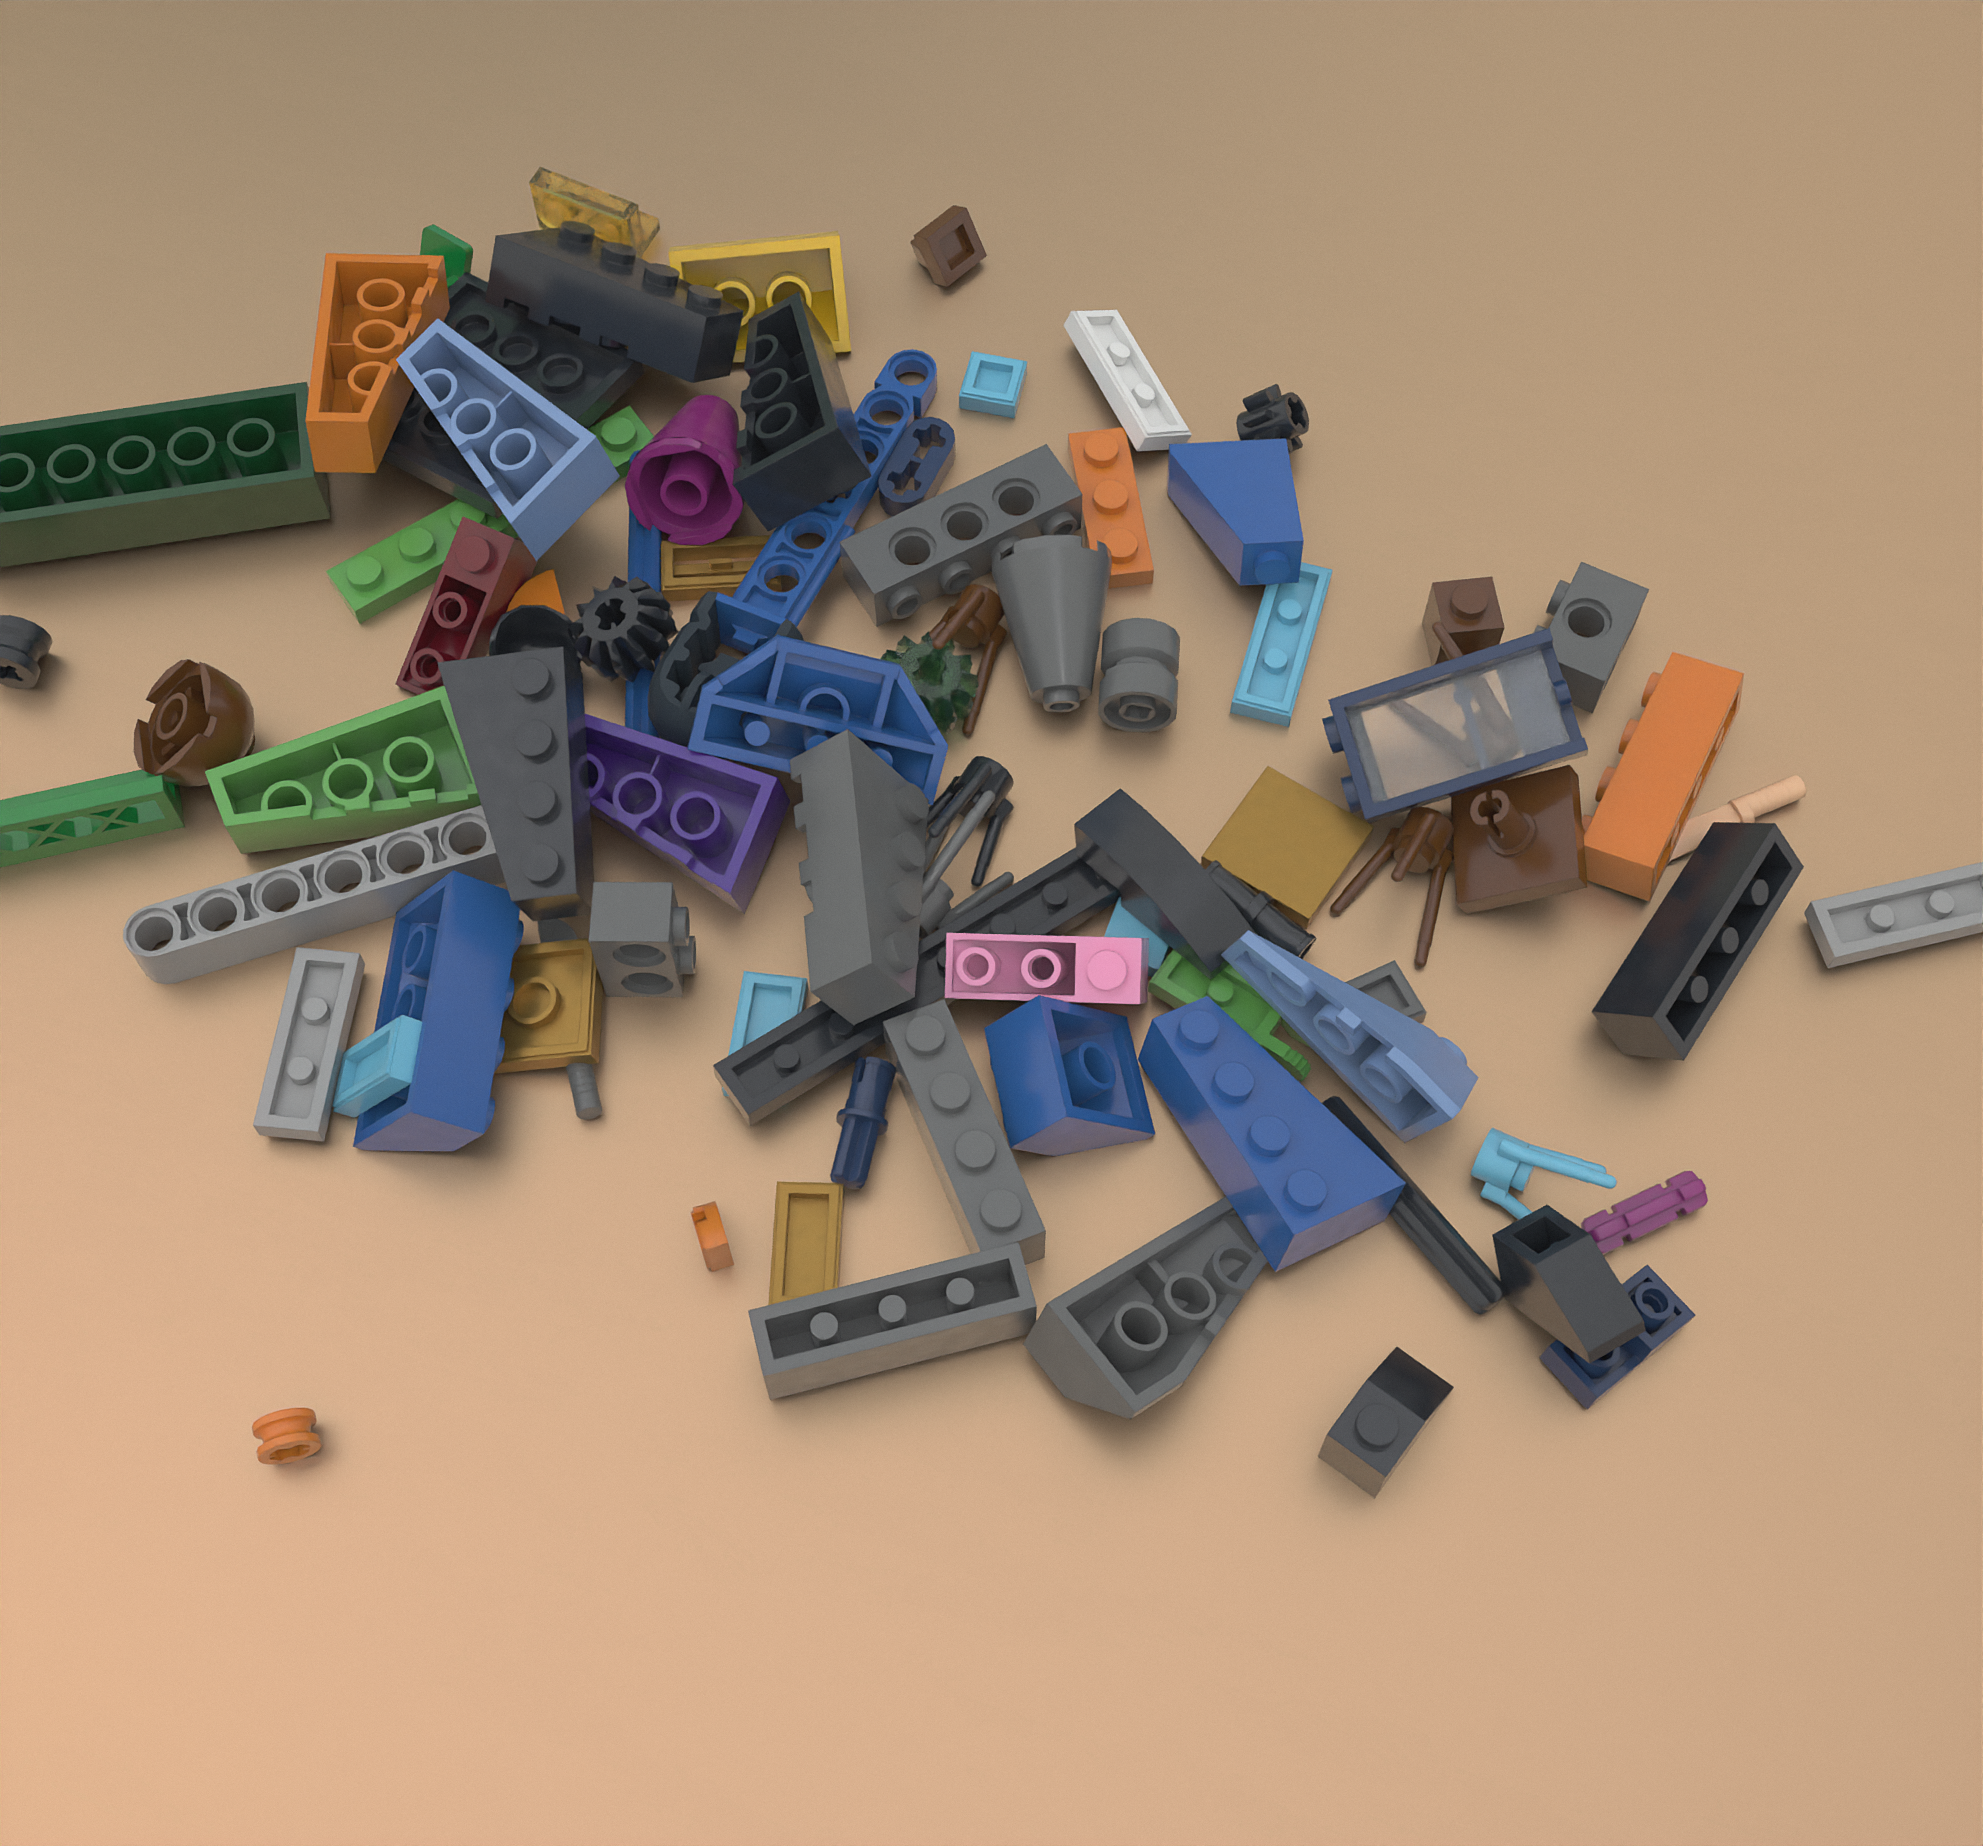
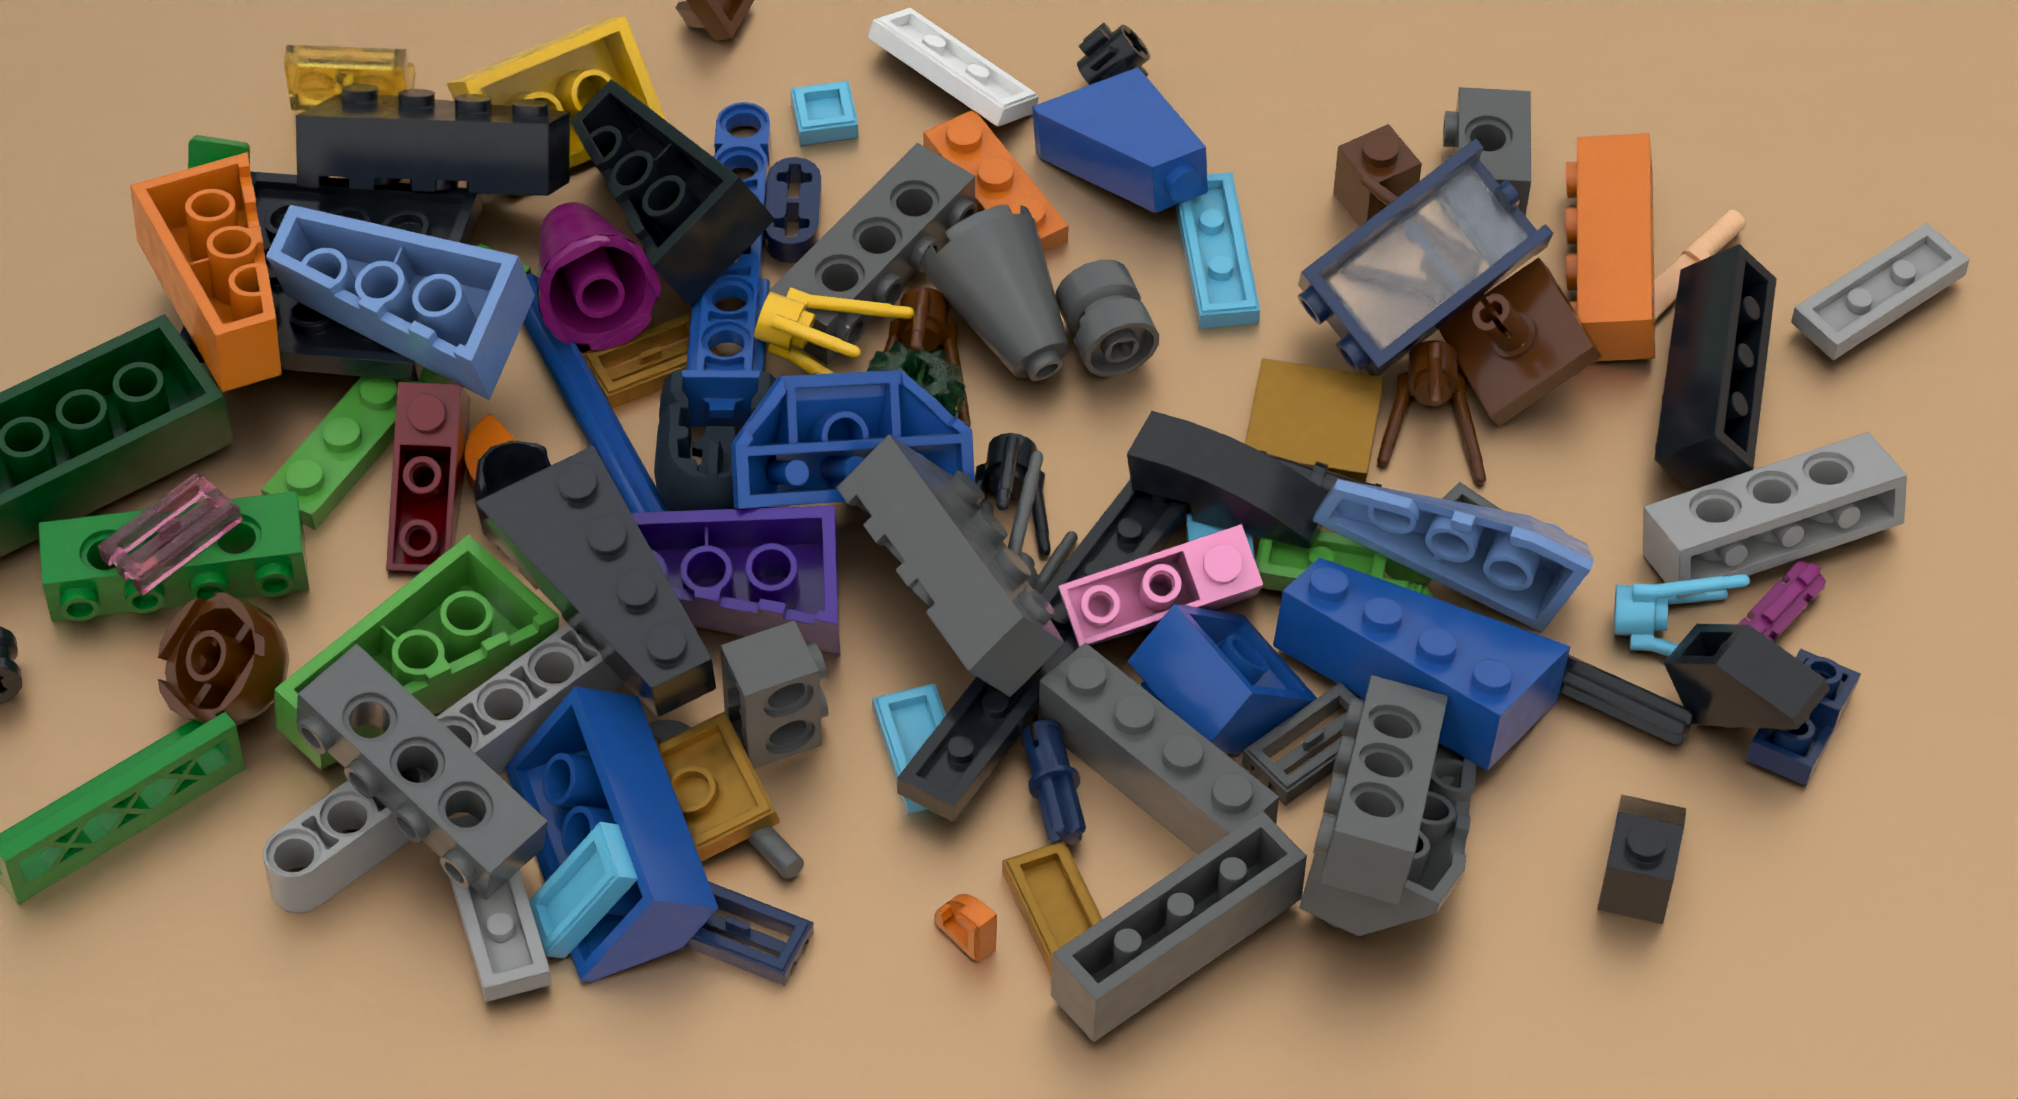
camera: 25 degrees left, 10 degrees down
(175, 597) = (251, 560): none -> green brick
(208, 596) = (177, 537): none -> clear pink tile
(254, 805) = (363, 692): none -> dark grey brick
(545, 1191) = (742, 956): none -> dark blue tile
(623, 629) = (610, 421): black gear -> none
(840, 583) = (788, 324): none -> yellow plant
(1133, 1197) = (1291, 786): none -> dark grey tile
(1137, 1269) = (1379, 789): none -> dark grey brick
(1687, 1113) = (1776, 512): none -> light grey brick

